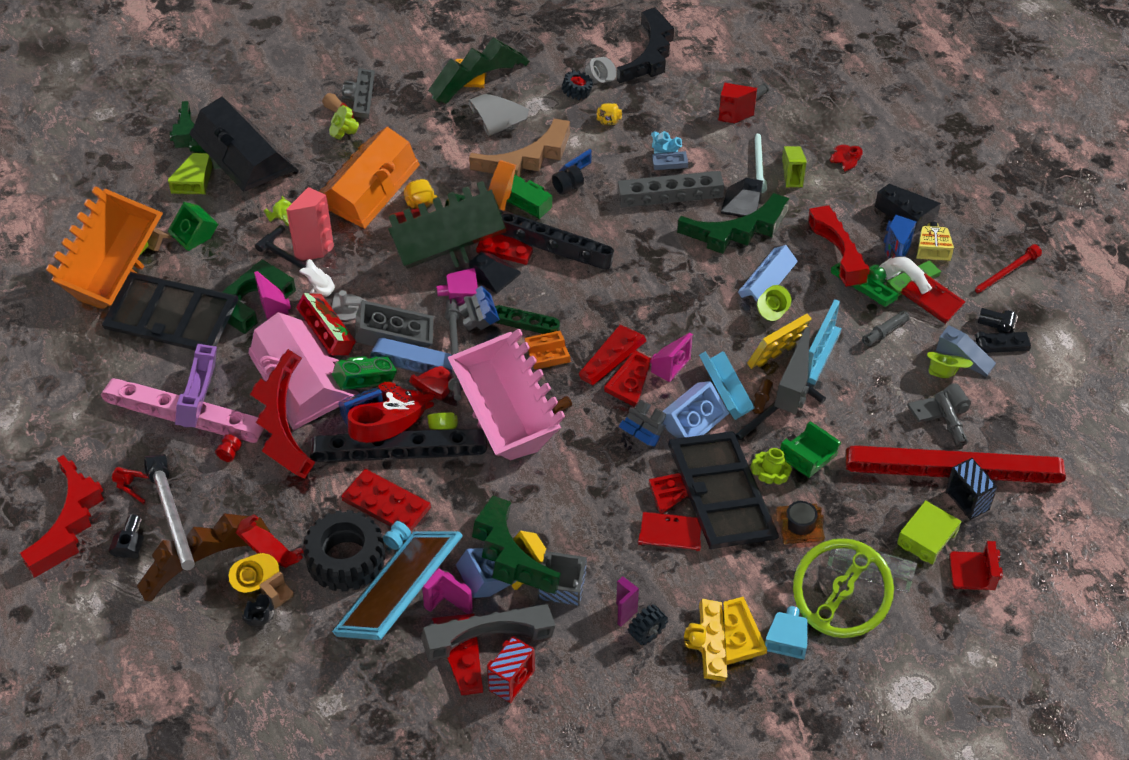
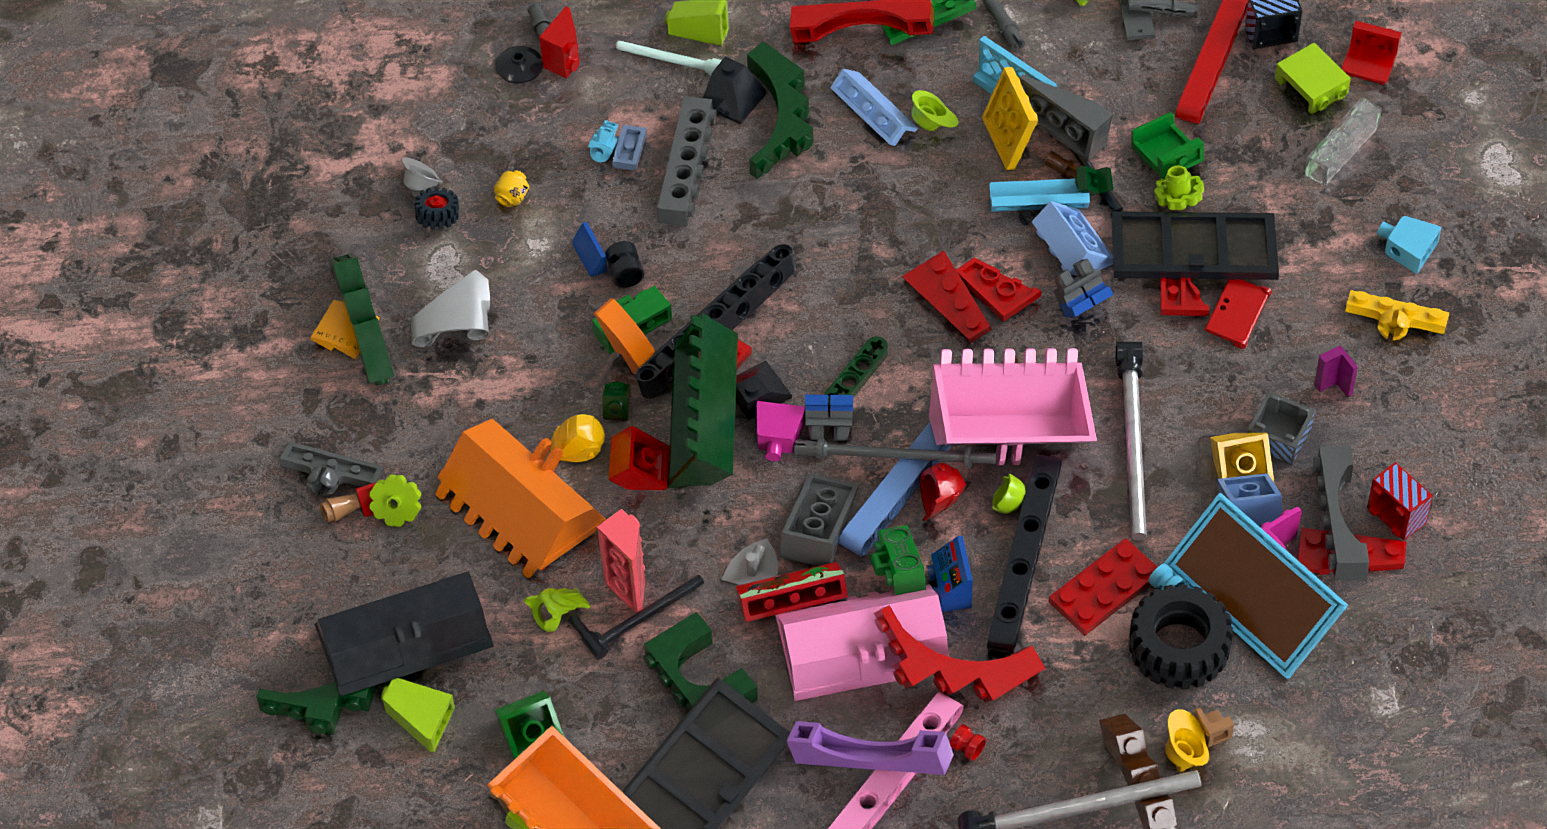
camera: 70 degrees left, 5 degrees up
(259, 611) = (1241, 745): black hair -> none
(264, 542) = (1154, 714): red piece -> none
(271, 297) = (719, 650): dark pink slope -> none
(322, 282) = (719, 579): white hair -> none
(390, 417) = (985, 539): red animal -> none
(510, 560) = (1234, 469): dark green arch -> none
(548, 349) = (912, 363): orange slope -> none
(549, 146) = (548, 271): medium nougat arch -> none
(595, 469) = (1130, 359): none -> flat silver piece
(647, 624) = (1371, 360): black wheel -> none
(653, 59) = (369, 90): black arch -> none
(672, 358) = (988, 233): dark pink slope -> none
(712, 94) = (519, 64): none -> black dish
(741, 632) = (1396, 282): yellow wing -> none
(749, 407) = (1094, 181): none -> dark green bracket
(800, 522) = (1262, 187): piece -> none
(862, 550) = (1373, 171): lime piece -> none

